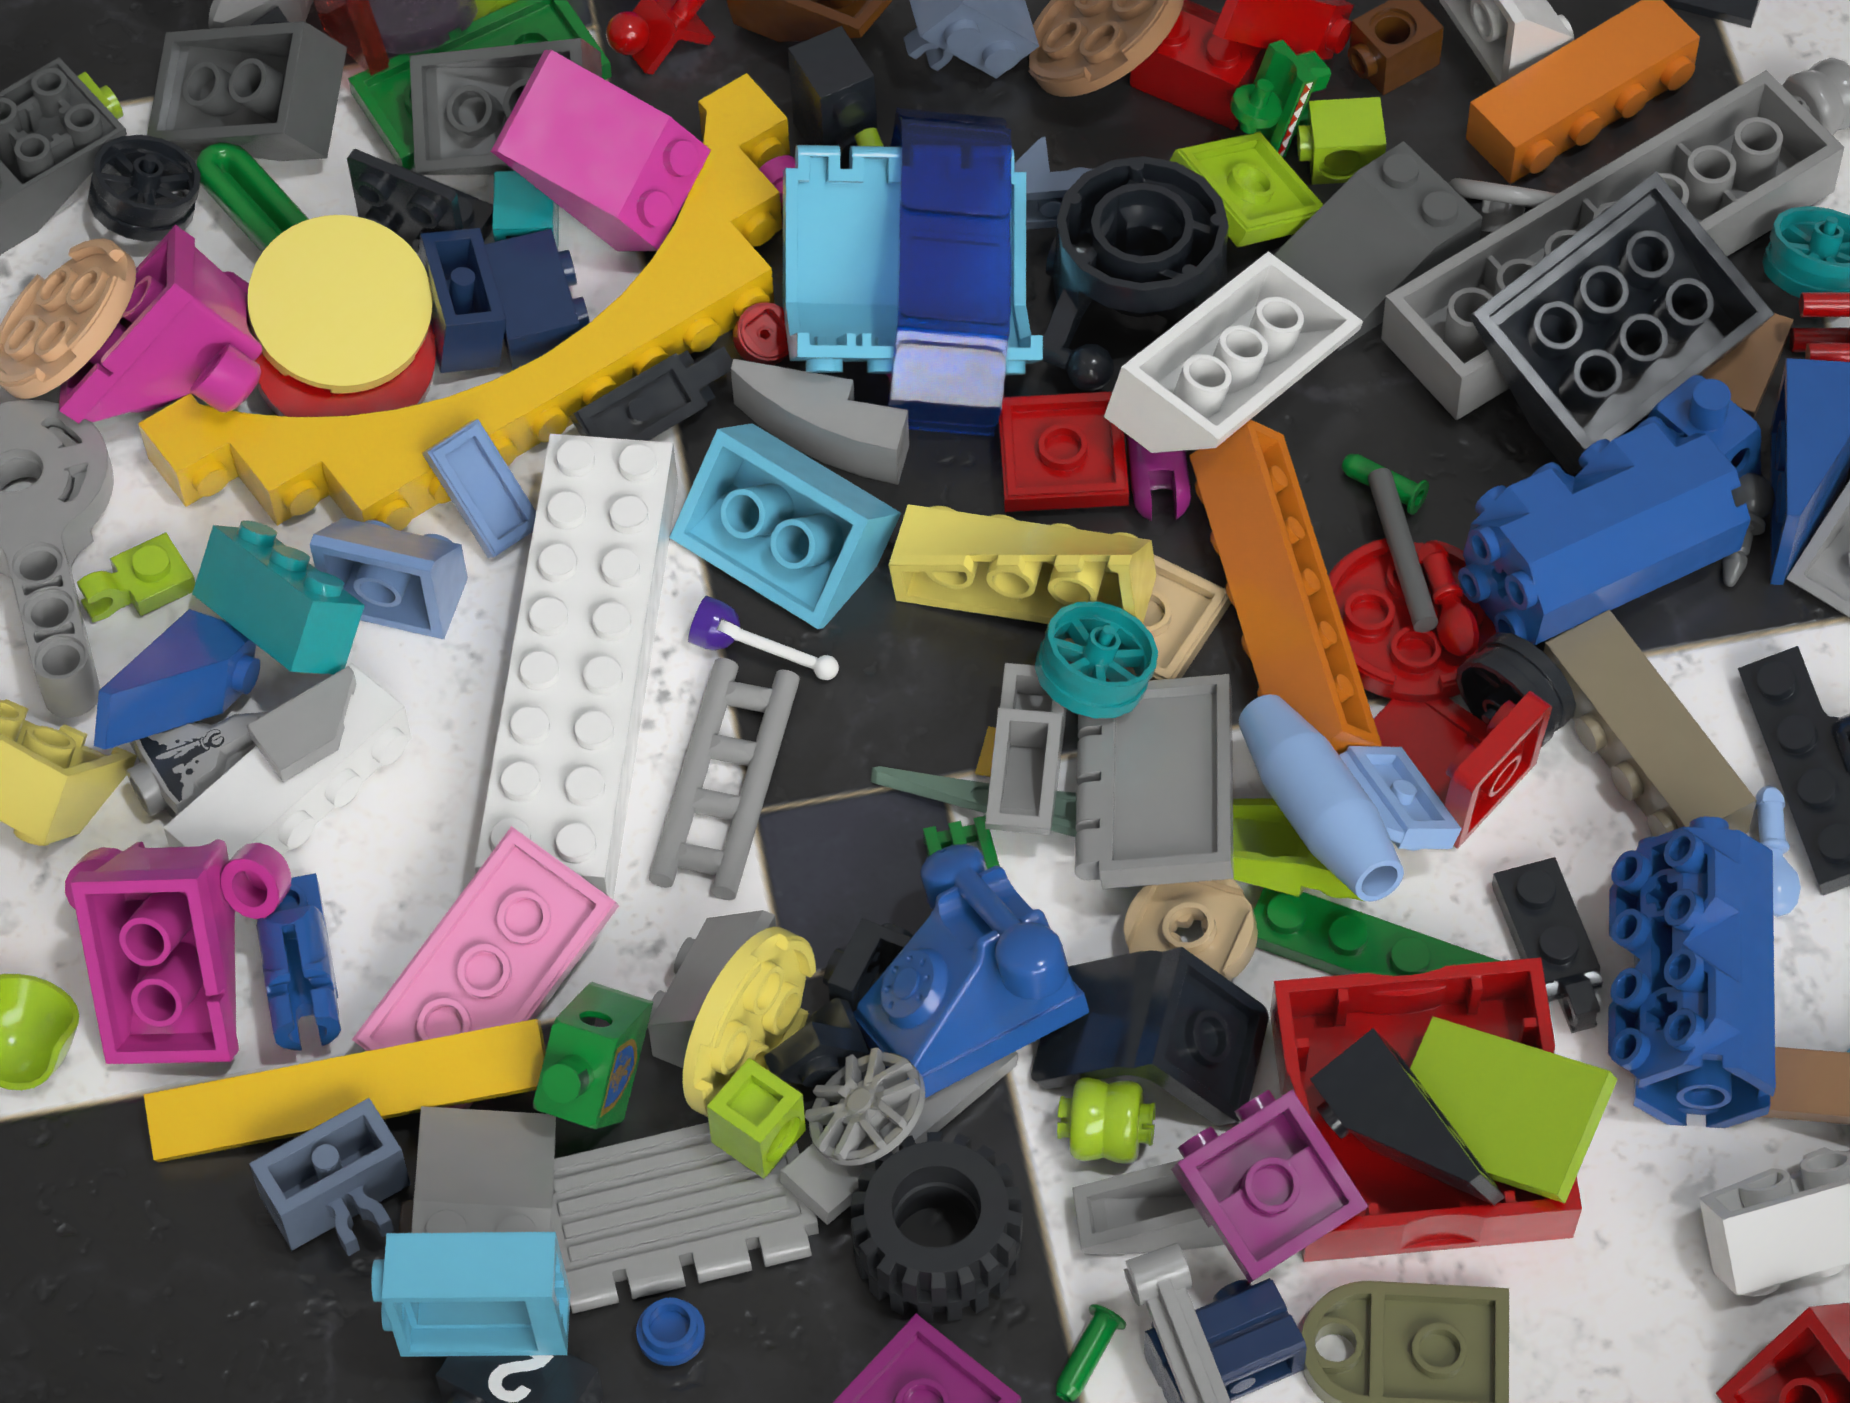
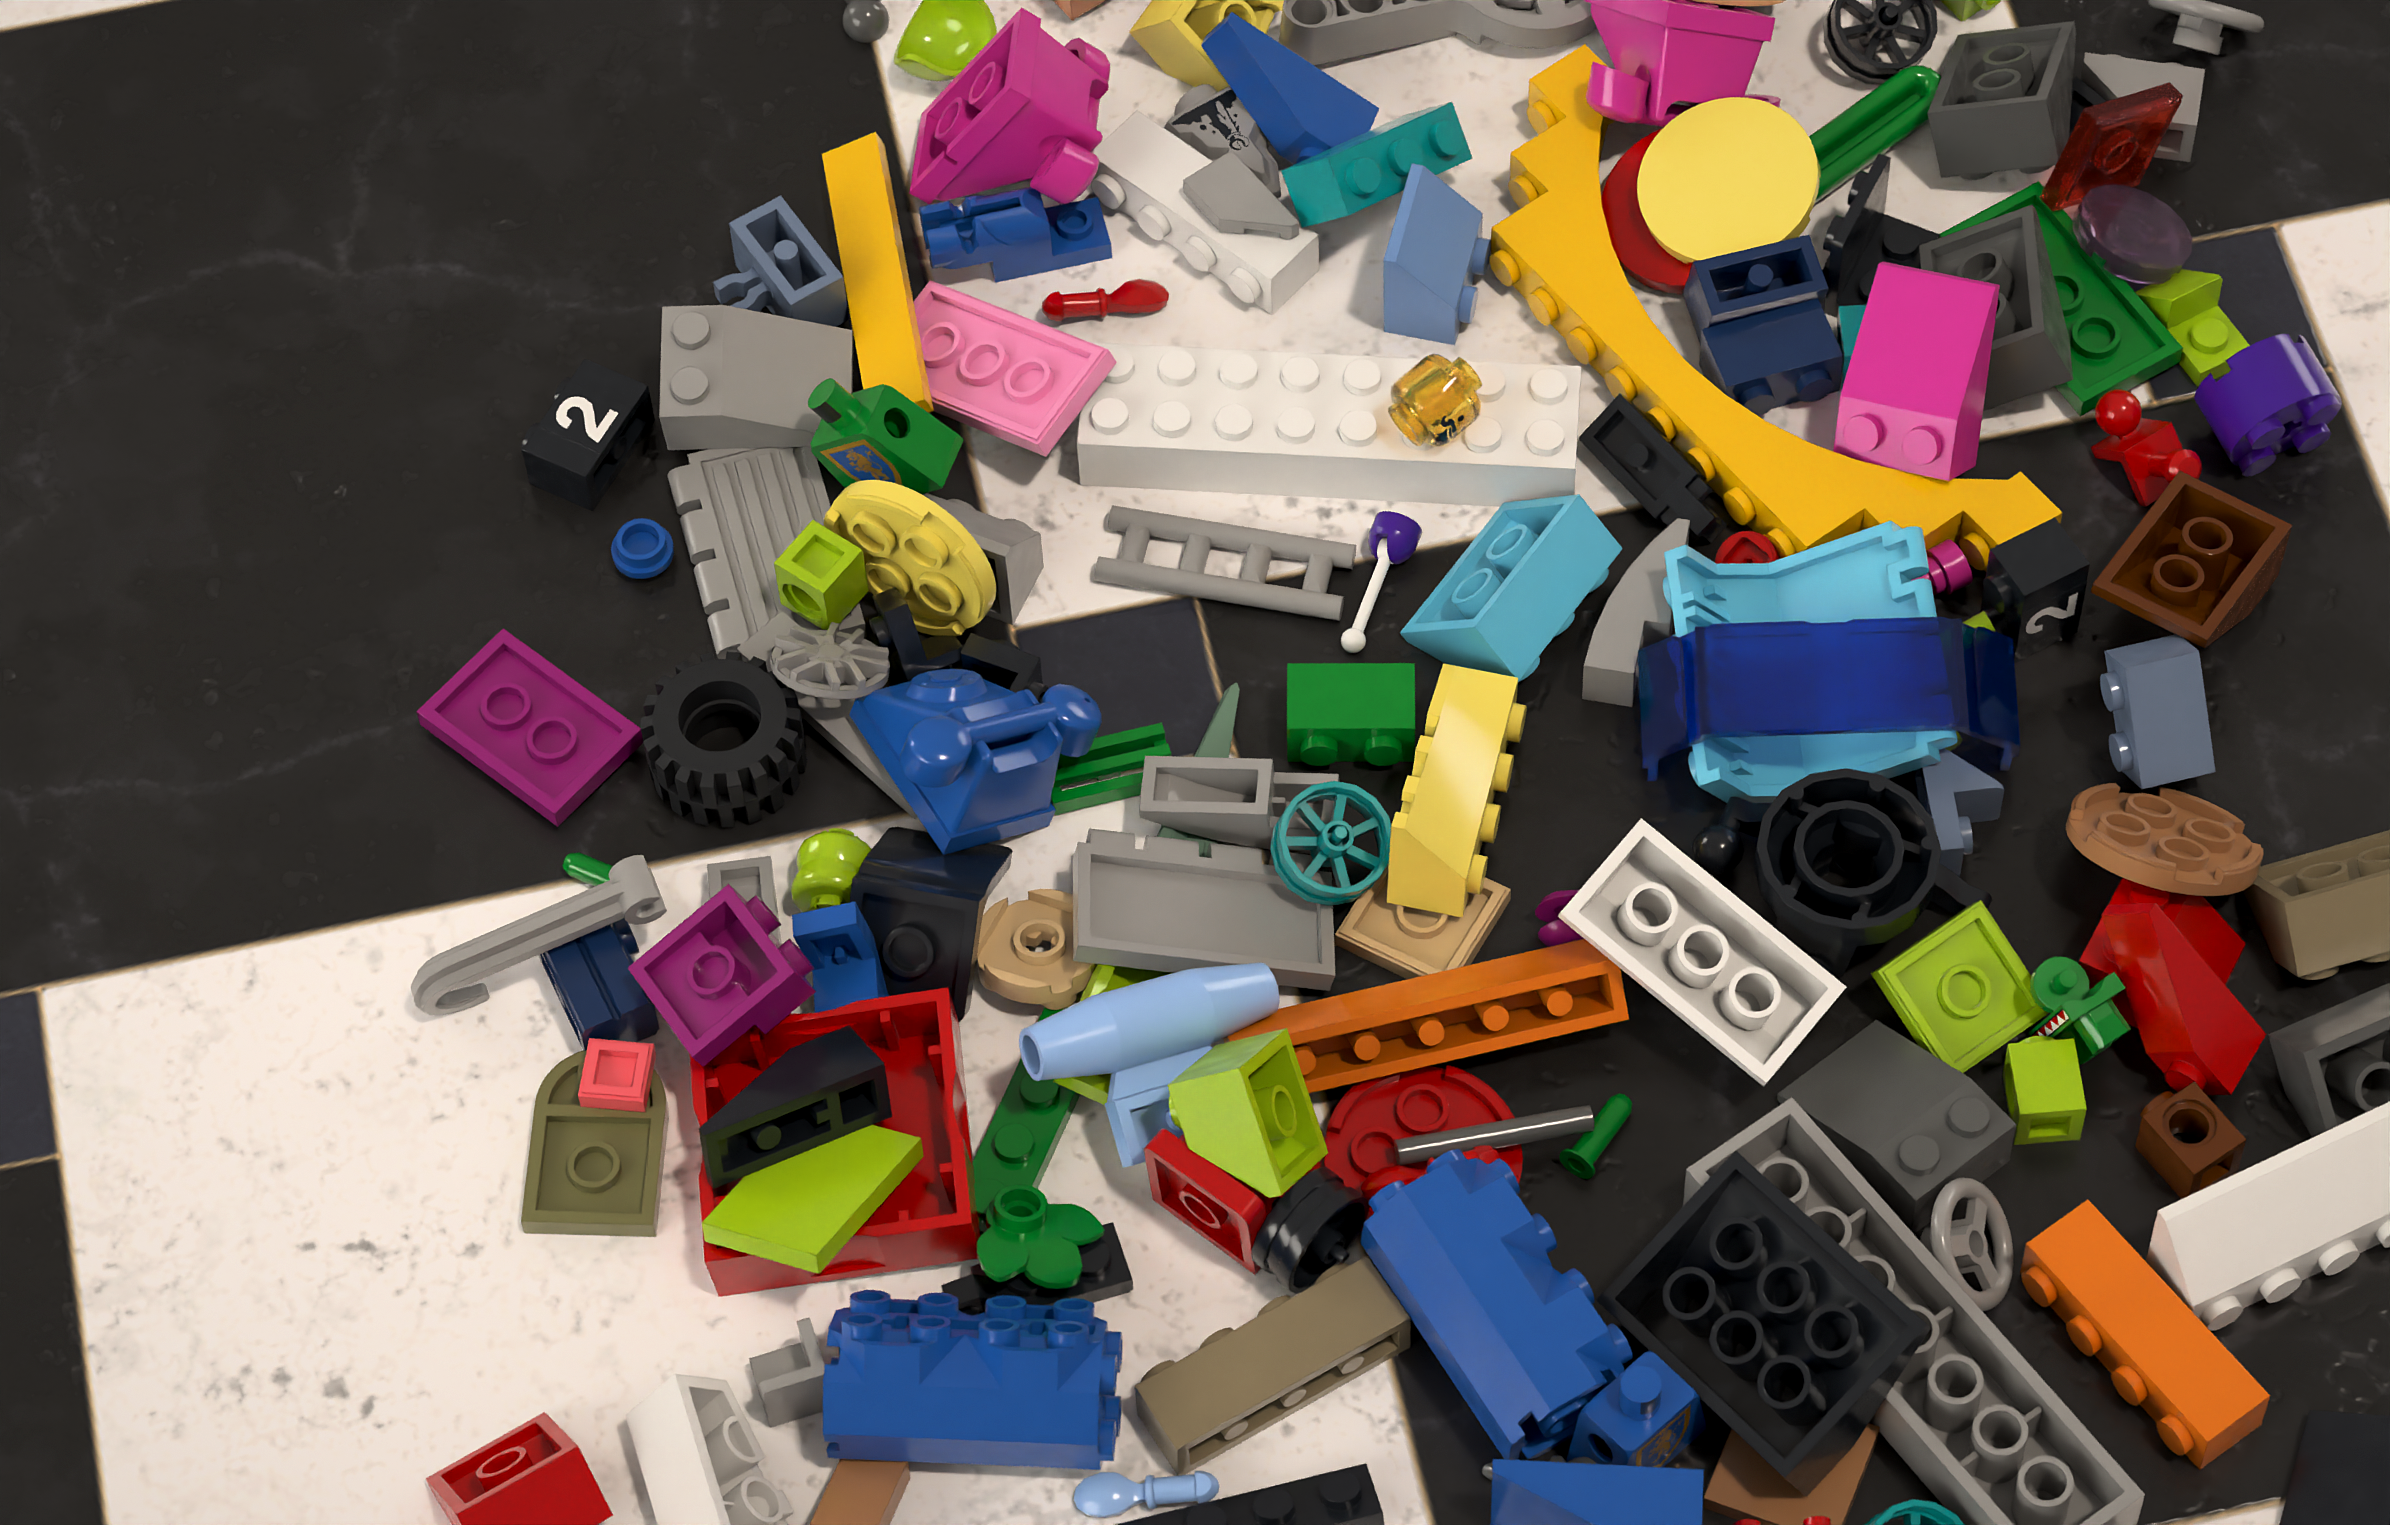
camera: 90 degrees right, 0 degrees up
(141, 576) = (1431, 80): lime plate -> none
(382, 857) = (1130, 297): none -> red piece
(474, 1293) = (624, 353): medium azure window -> none
(482, 488) = (1535, 320): medium blue tile -> none
(607, 533) = (1435, 400): none -> clear yellow head
(924, 660) = (1351, 713): none -> green brick
(1061, 453) = (1598, 810): red plate -> none
(1232, 1084) = (842, 955): none -> blue slope
(1342, 1322) = (617, 1075): none -> coral tile
(1422, 708) = (1250, 1112): none -> lime slope
(1537, 922) = (1035, 1238): none -> green plate
(1677, 1149) = (791, 1378): none -> light grey panel

